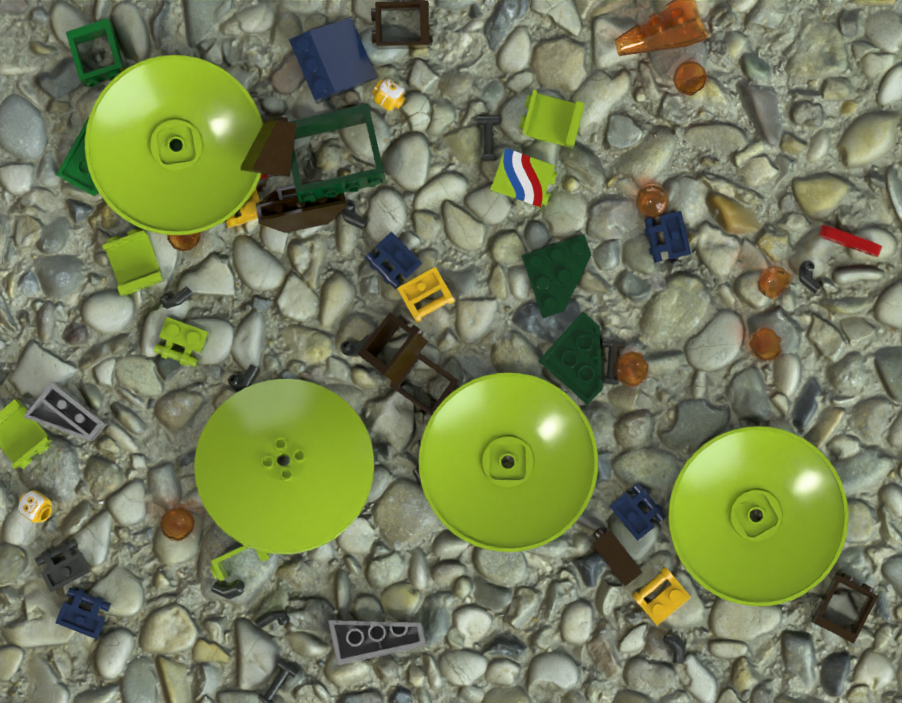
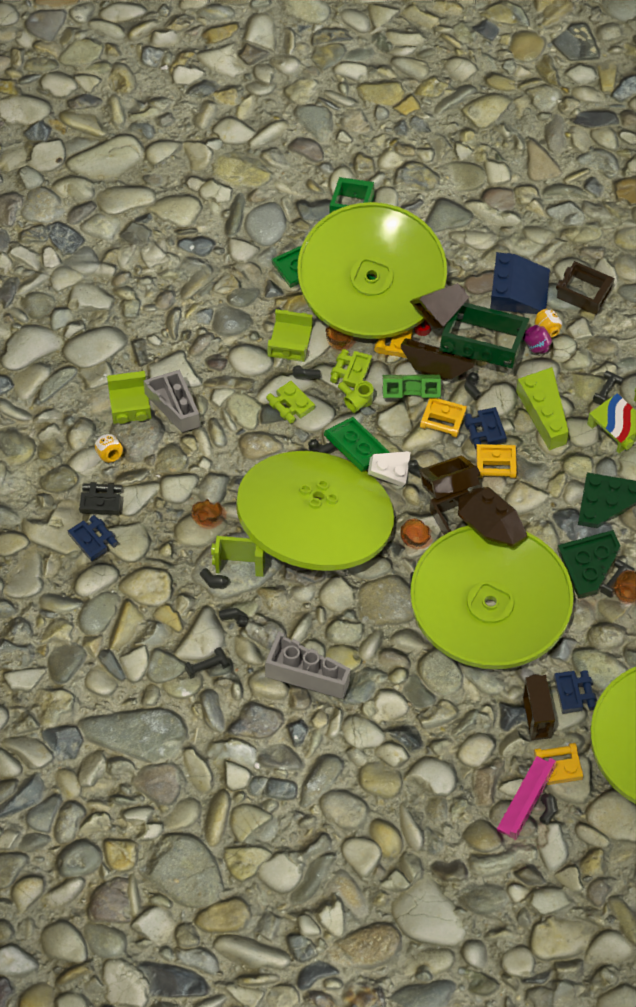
camera: 25 degrees right, 30 degrees down
(225, 266) = (357, 367): none -> lime plate
(242, 303) = (359, 397): none -> lime piece
(277, 355) = (355, 442): none -> green tile
(278, 262) = (423, 385): none -> bright green arch
(326, 364) = (390, 467): none -> white wing
(341, 264) = (446, 412): none -> yellow plate
(389, 123) = (537, 339): none -> magenta head
(394, 428) = (414, 533): none -> clear orange hair
(437, 199) = (544, 406): none -> lime wedge
(460, 382) = (491, 516): none -> dark brown wedge
(652, 652) = (526, 797): none -> dark pink fence

